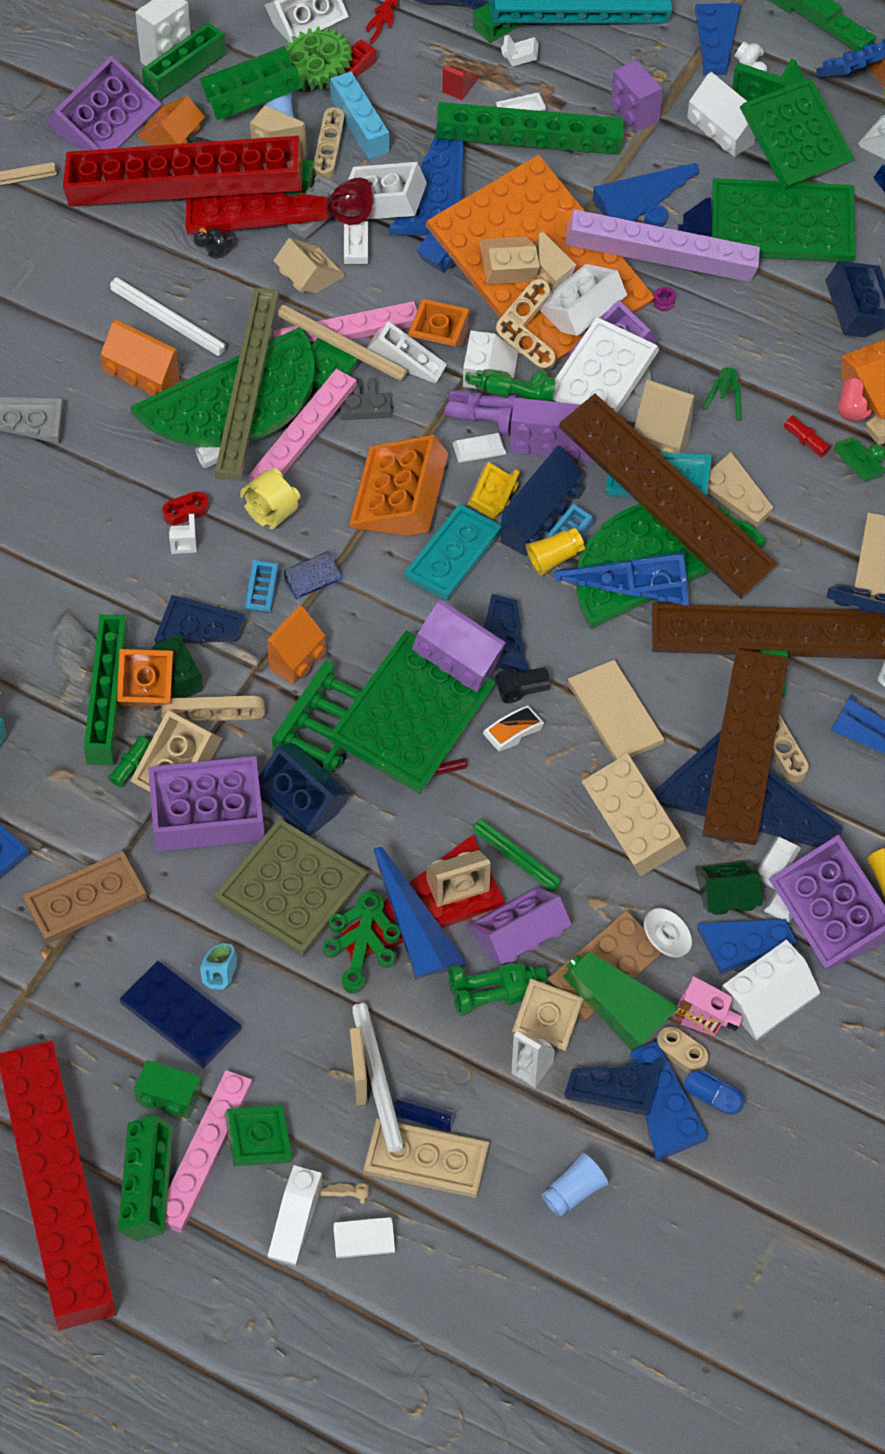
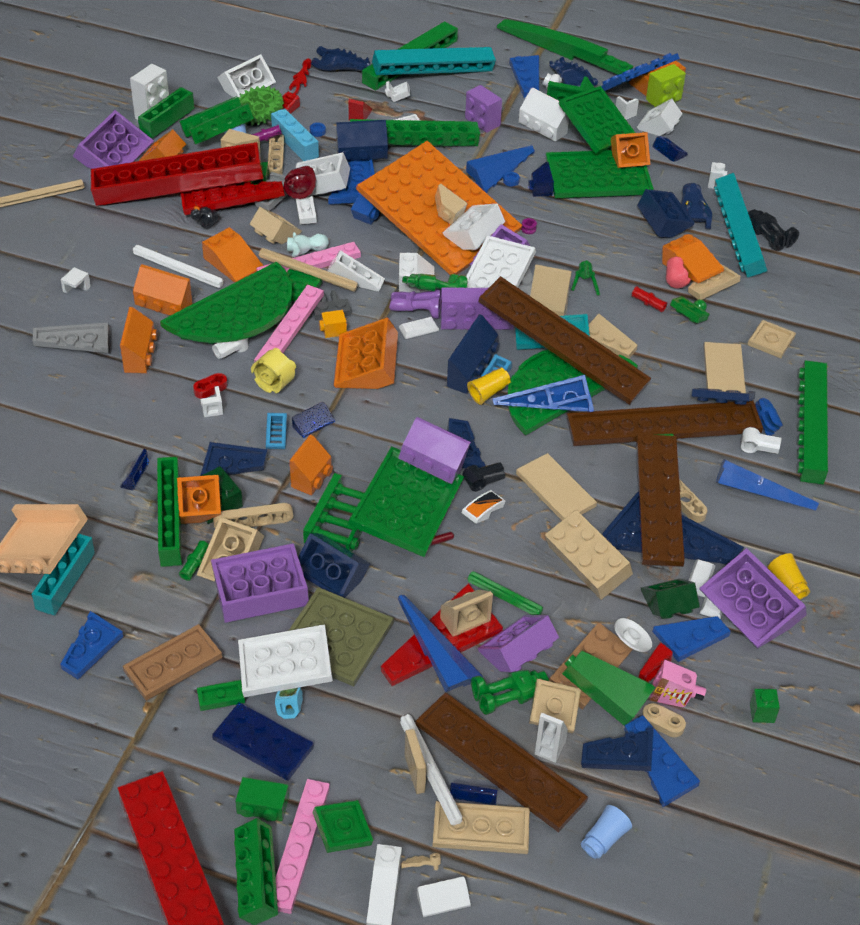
camera: 10 degrees left, 10 degrees down
(25, 326) = (75, 278): none -> white panel
(72, 625) = (136, 471): none -> clear blue slope
(97, 434) = (137, 342): none -> orange slope
(137, 948) = (220, 695): none -> green plate
(221, 914) = (284, 660): none -> white plate
(230, 302) = (230, 255): none -> orange slope
(247, 385) = (245, 299): olive plate -> none
(317, 111) = (268, 133): none -> magenta pin
(339, 300) = (302, 244): none -> light aqua animal
(362, 430) = (333, 323): none -> light orange brick
(362, 936) = (399, 663): green plant -> none
(394, 105) = (317, 129): none -> blue tile
(440, 323) = (376, 251): orange slope -> none
(449, 139) = (362, 139): none -> dark blue slope
(453, 552) = (414, 394): teal plate -> none
(466, 1078) = (502, 762): none -> reddish brown plate
(493, 490) = (435, 352): yellow bracket -> none
(509, 260) = (420, 205): tan slope -> none
(519, 322) = (433, 244): tan beam -> none
(662, 245) = (522, 190): lavender brick -> none
(696, 965) = (655, 661): none -> red slope
(714, 1092) = (697, 747): blue arm -> none
(771, 989) = (722, 666): white slope -> none
(781, 43) = (571, 72): none -> dark blue animal
(813, 1048) = (764, 705): none -> green brick
(834, 190) = (631, 149): none -> orange slope
(848, 112) = (627, 109): none -> white panel

